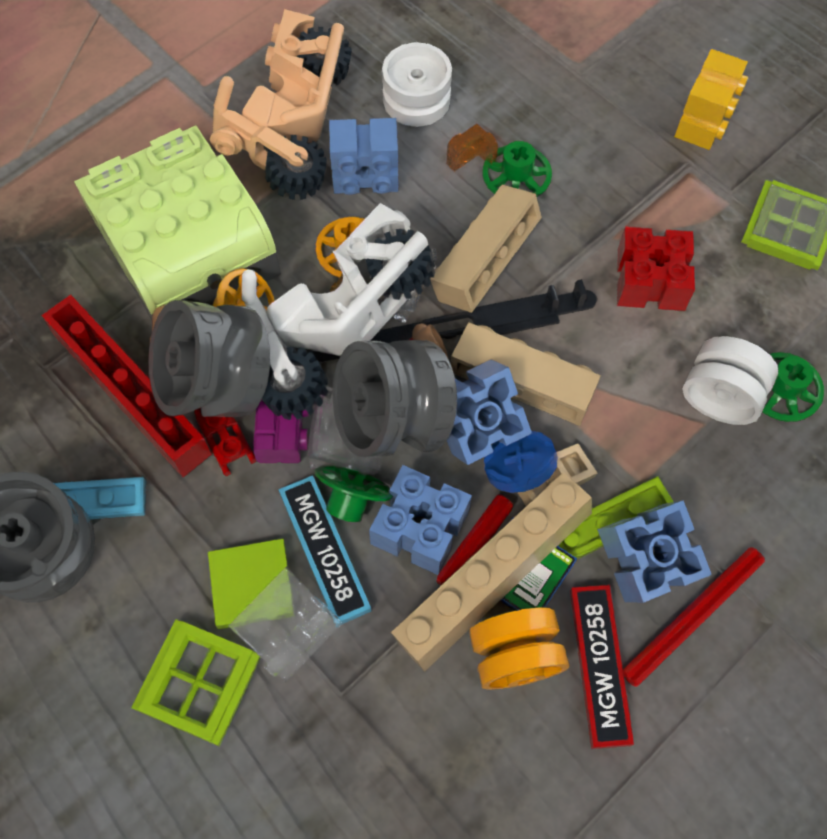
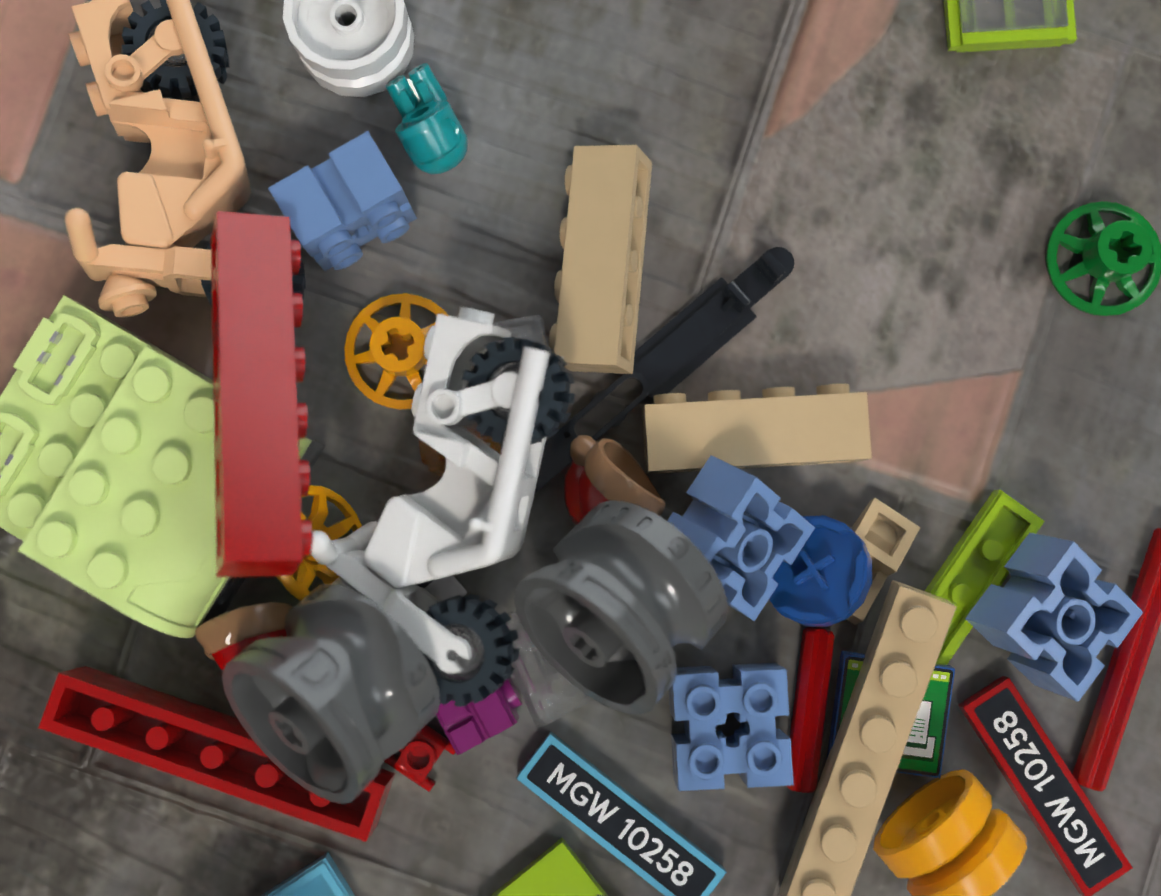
camera: 30 degrees left, 20 degrees up
(259, 197) = (256, 398): none -> brick
(350, 496) = (618, 742): green wheel -> none
(429, 147) = (429, 124): none -> teal piece
(470, 144) = (478, 98): clear orange bracket -> none
(518, 167) = (574, 92): green wheel -> none
(655, 268) = (870, 140): red brick -> none
(730, 380) = (1045, 307): white wheel -> none

